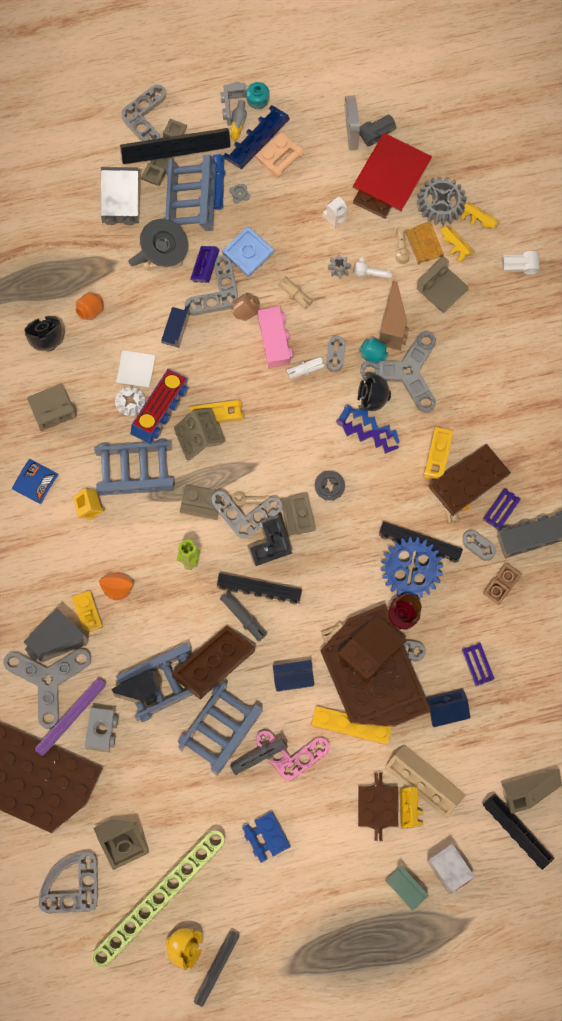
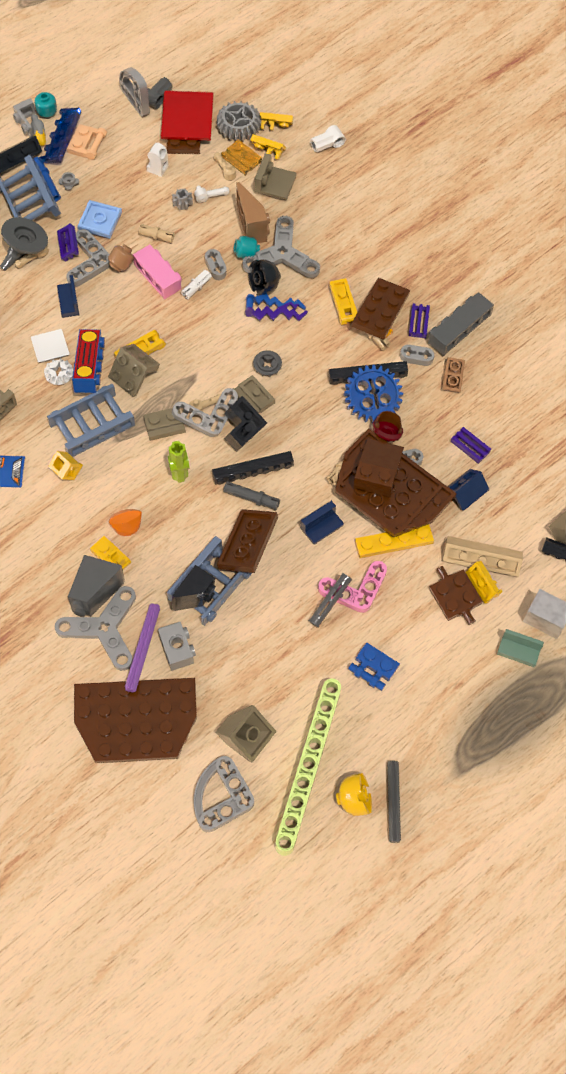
camera: 30 degrees left, 10 degrees down
(228, 746) = (297, 605): sand blue fence -> none

